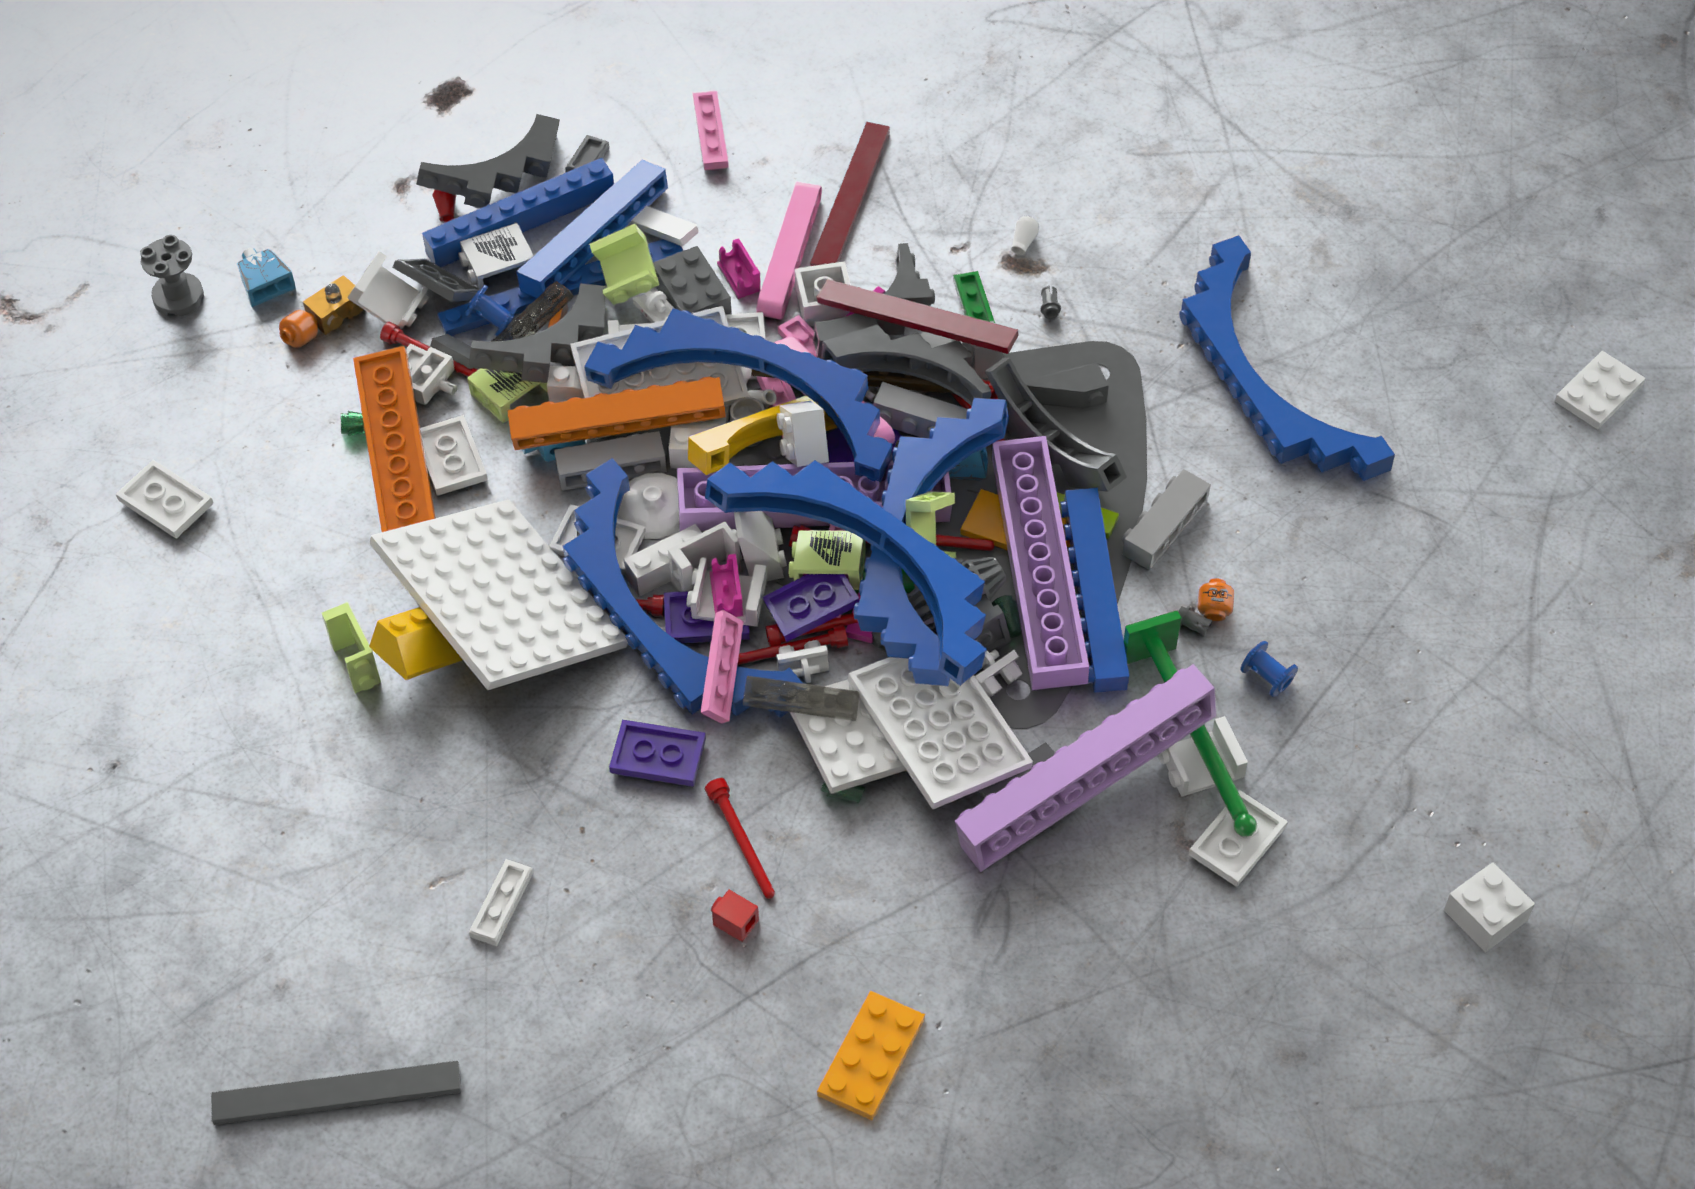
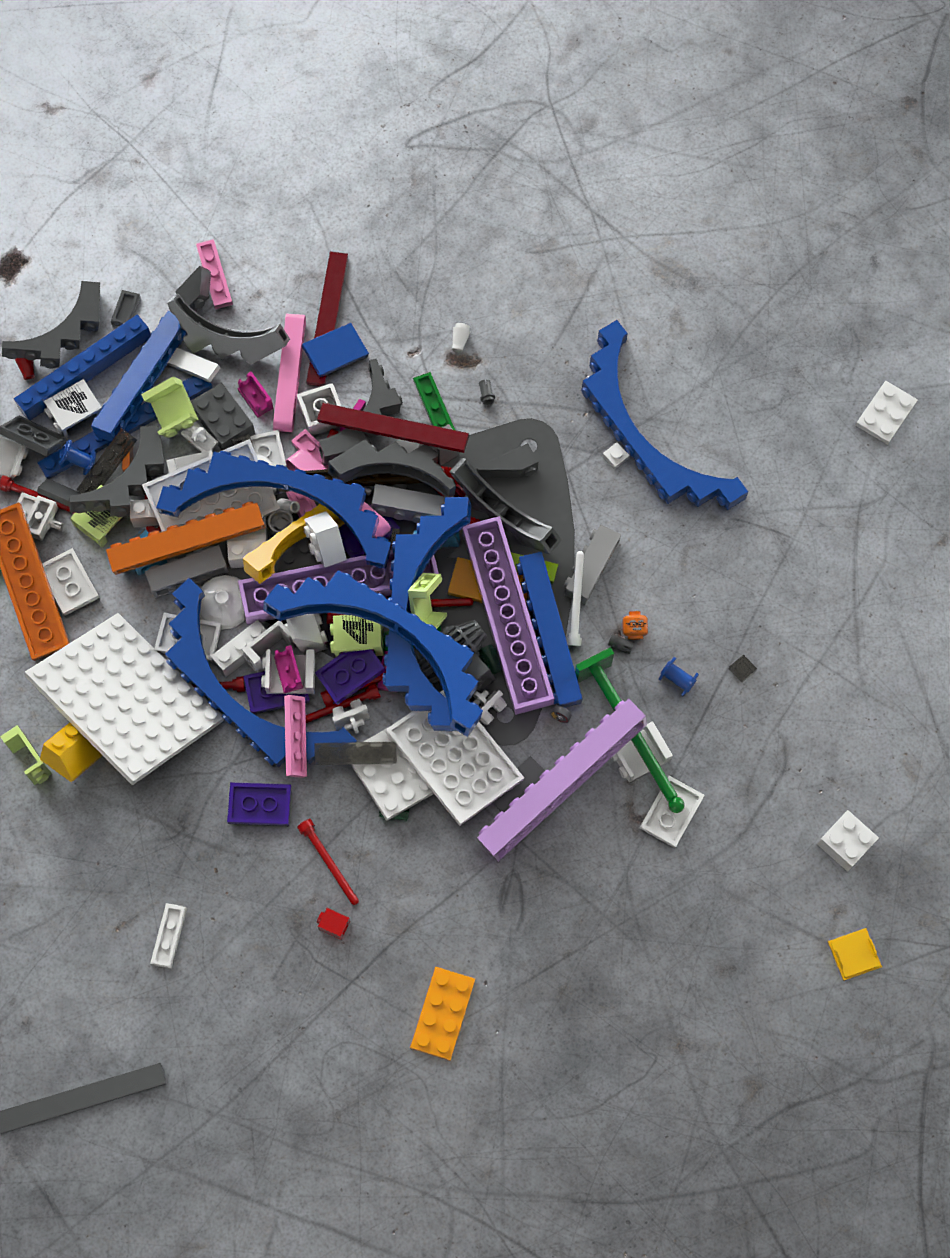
camera: 10 degrees left, 15 degrees up
(682, 188) = (224, 341): none -> dark grey arch
(683, 140) = (196, 288): none -> dark grey slope
(854, 230) = (335, 349): none -> blue tile
(1096, 696) = (561, 714): none -> dark grey tile
(1128, 604) = (573, 637): none -> white piece
(1216, 397) = (615, 455): none -> white plate
(1361, 673) = (742, 668): none -> clear smoke tile
(1484, 1061) = (854, 954): none -> yellow piece

